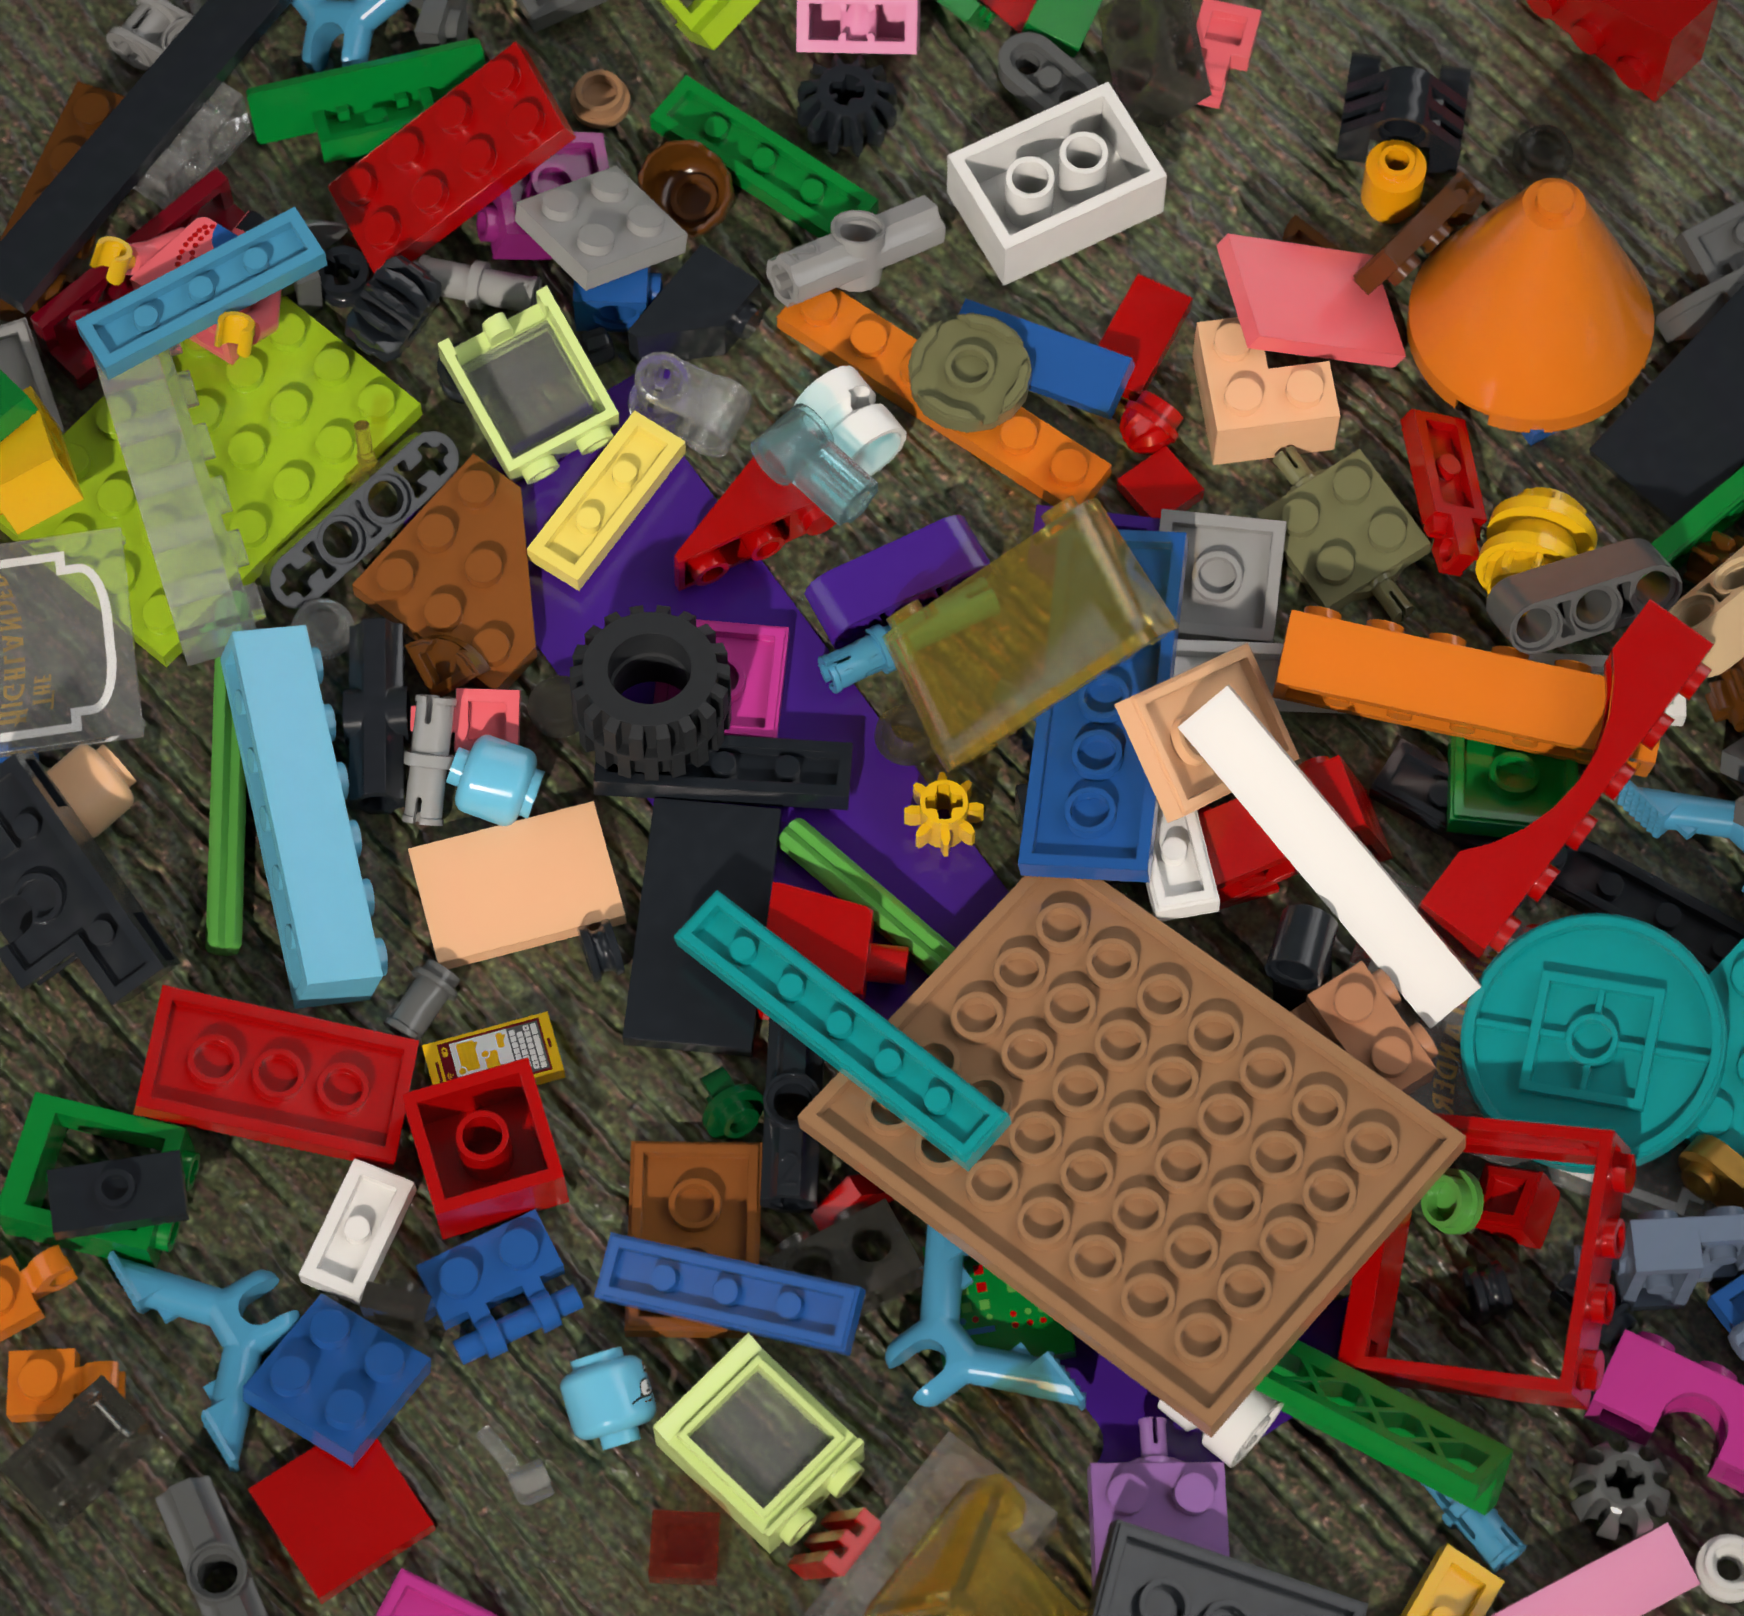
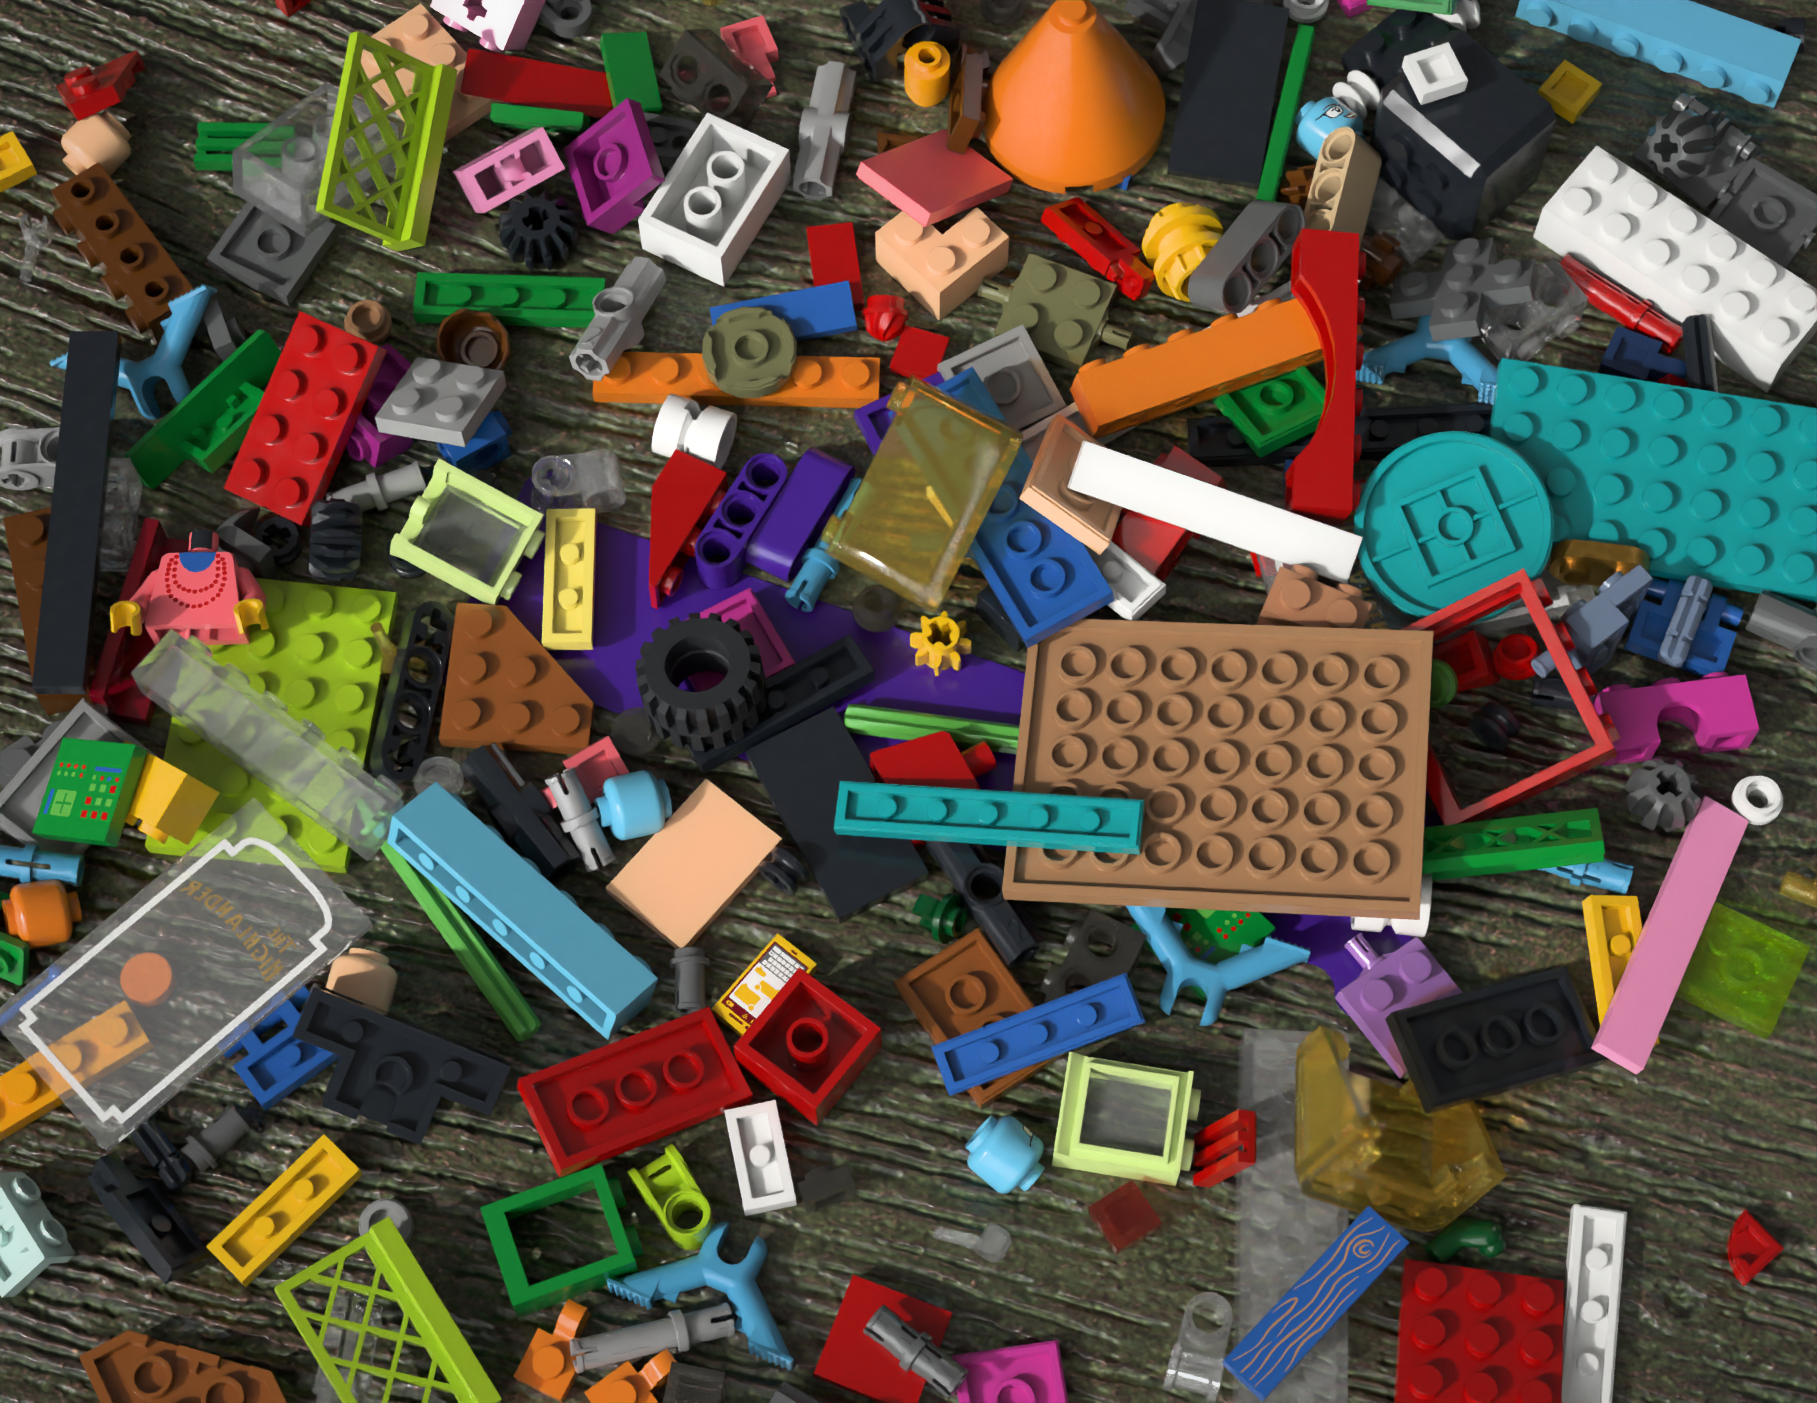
camera: 35 degrees left, 0 degrees up
(113, 1341) = (652, 1337): none -> light grey pin
(117, 1195) = (591, 1237): black plate -> none
(200, 291) = (206, 604): dark azure plate -> none
(241, 1204) = (669, 1192): none -> lime piece
(336, 1380) = (820, 1262): blue plate -> none
(362, 1536) = (916, 1351): none -> dark grey pin
(446, 663) = (542, 749): reddish brown tile -> none
(491, 1271) = (866, 1121): blue plate -> none
(699, 310) = (540, 419): black slope -> none
(797, 546) = (730, 539): none -> dark purple beam
(804, 453) = (687, 466): clear light blue piece -> none
(849, 1192) = (1061, 925): red tile -> none
(968, 83) = (614, 167): none -> magenta plate
(1236, 179) = (824, 131): none -> light grey piece
(1301, 954) = (1238, 587): black piece -> none
(1562, 1231) = (1514, 657): none -> red plate

